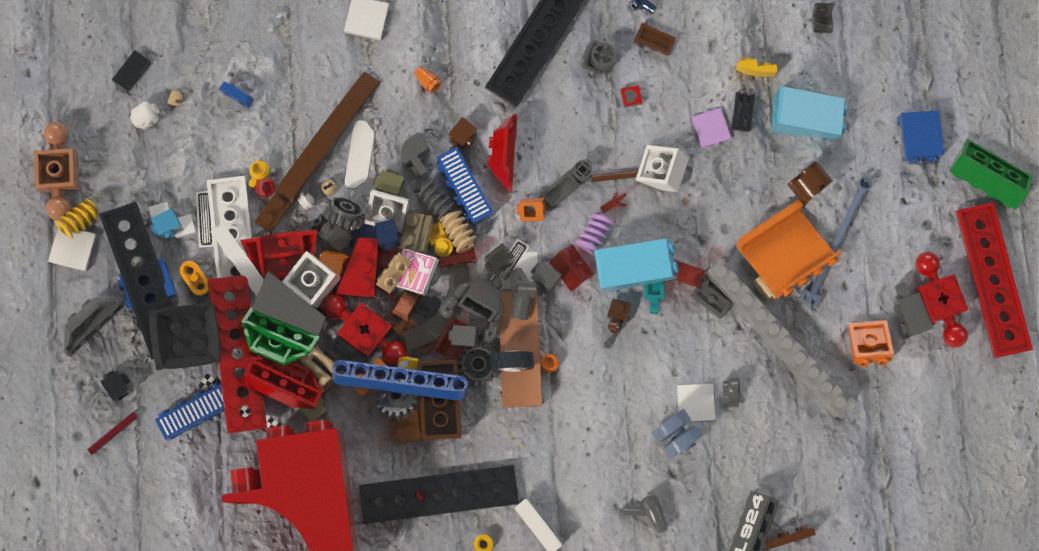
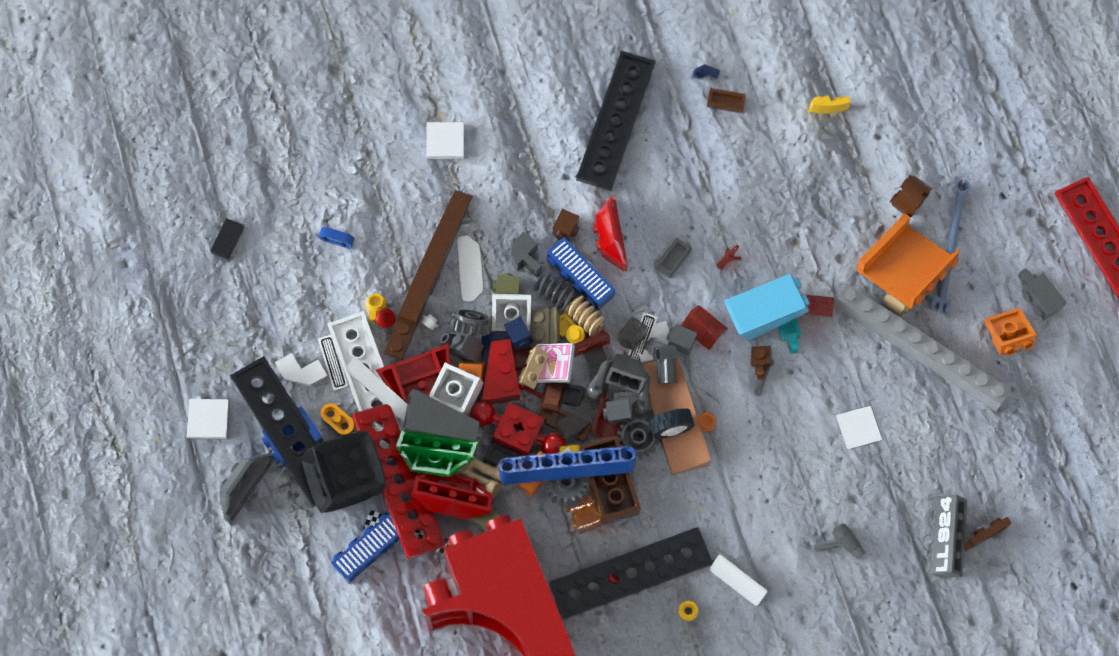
camera: 10 degrees left, 10 degrees down
(48, 162) = (175, 358): nougat brick -> none
(77, 218) = (208, 387): yellow piece -> none
(112, 433) = (290, 588): dark red piece -> none
(116, 385) = (284, 540): black brick -> none
(144, 115) = (251, 276): white head -> none
(166, 224) = (297, 373): dark azure brick -> none
(175, 98) = (275, 254): tan hinge -> none
(331, 190) = (450, 307): tan hinge -> none
(427, 79) = (519, 183): orange cone -> none
(537, 214) = (658, 282): orange brick -> none
(580, 173) = (688, 237): dark grey wheel -> none
(594, 232) = (716, 287): lavender piece -> none
(601, 57) = (680, 127): dark grey piece -> none
(614, 176) = (727, 231): reddish brown bar -> none
(631, 96) = (718, 156): tile -> none
(664, 168) = (766, 214): white slope -> none
(681, 438) = (855, 461): sand blue wheel -> none
(710, 299) = (846, 326): dark grey hinge -> none
(711, 128) = (801, 169): lavender piece -> none
(732, 389) = (890, 405): dark grey piece -> none
(750, 112) = (826, 134): black tile -> none
(808, 114) = (890, 134): medium azure slope -> none
(822, 18) = (878, 46): clear smoke bracket -> none
(921, 136) = (1002, 131): blue panel -> none
(948, 288) = (1076, 273): red brick -> none
(991, 174) = (1078, 152): green slope -> none

